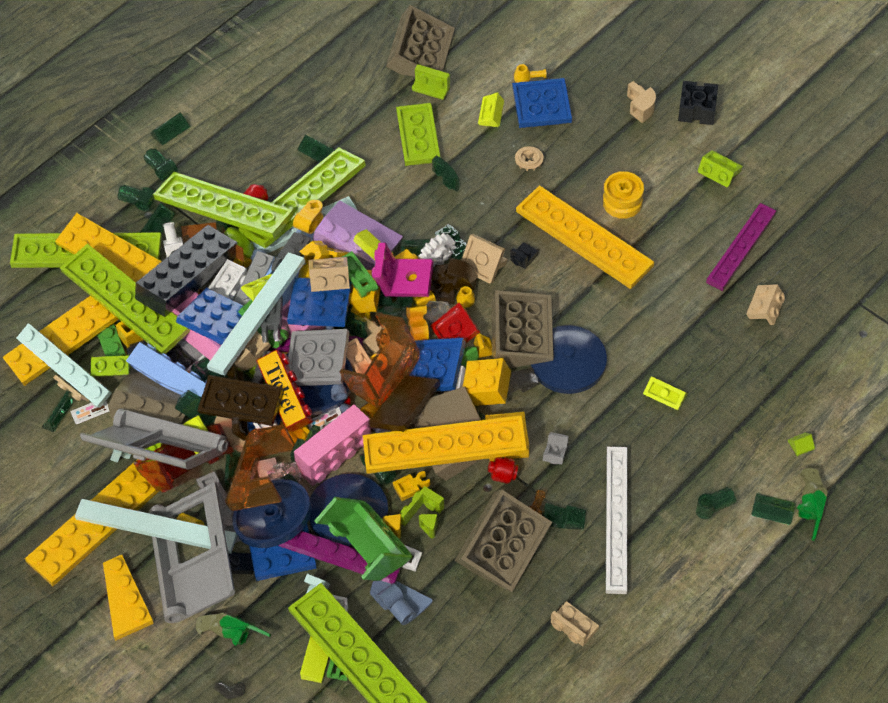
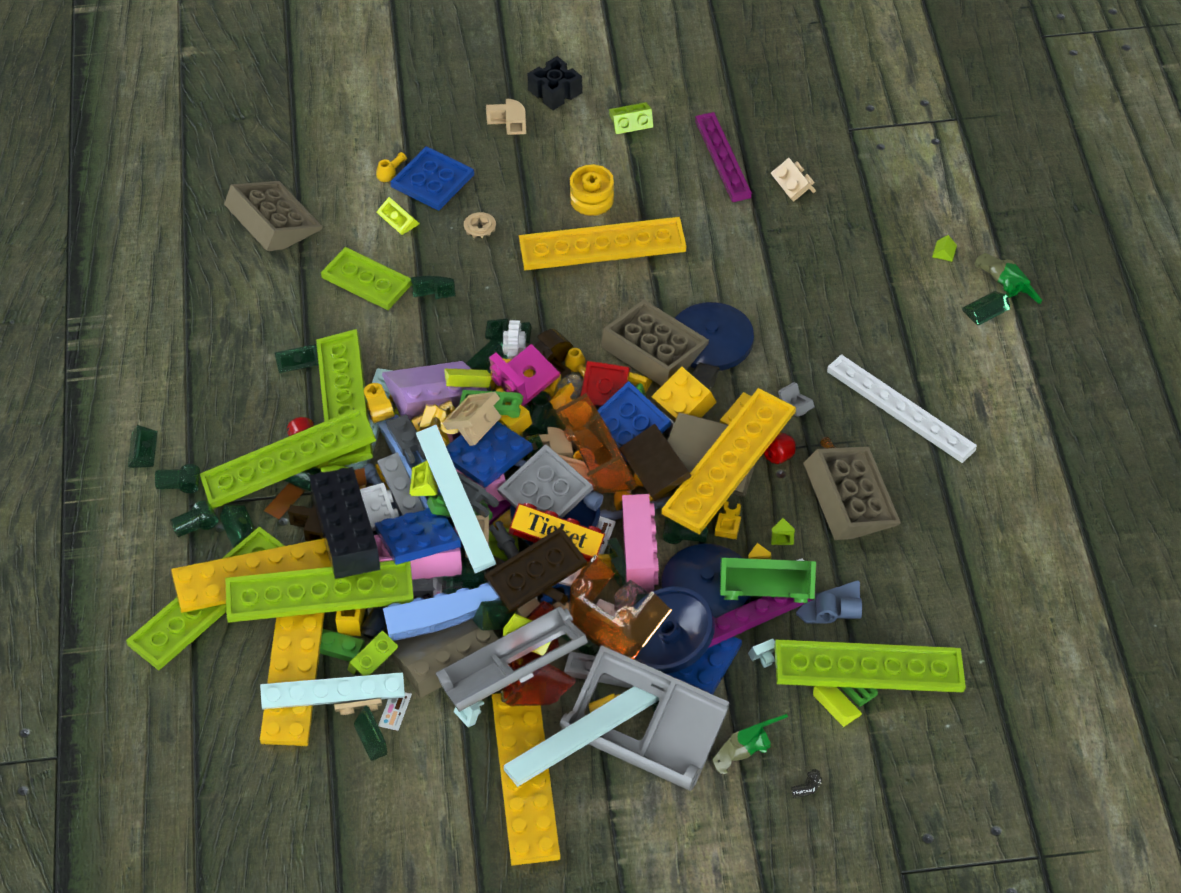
camera: 50 degrees left, 5 degrees down
(125, 601) = (641, 810): yellow wing -> none
(172, 242) = (282, 524): white bracket -> none
(425, 496) = (757, 516): lime bracket -> none
(431, 82) = (323, 231): lime bracket -> none
(484, 257) = (554, 314): tan bracket -> none
(523, 255) = (575, 295): black bracket -> none
(565, 518) = (866, 436): clear green slope -> none
(574, 624) = (972, 502): tan bracket -> none
(665, 393) = (810, 298): neon yellow slope -> none
(715, 502) = (948, 337): clear green piece -> none

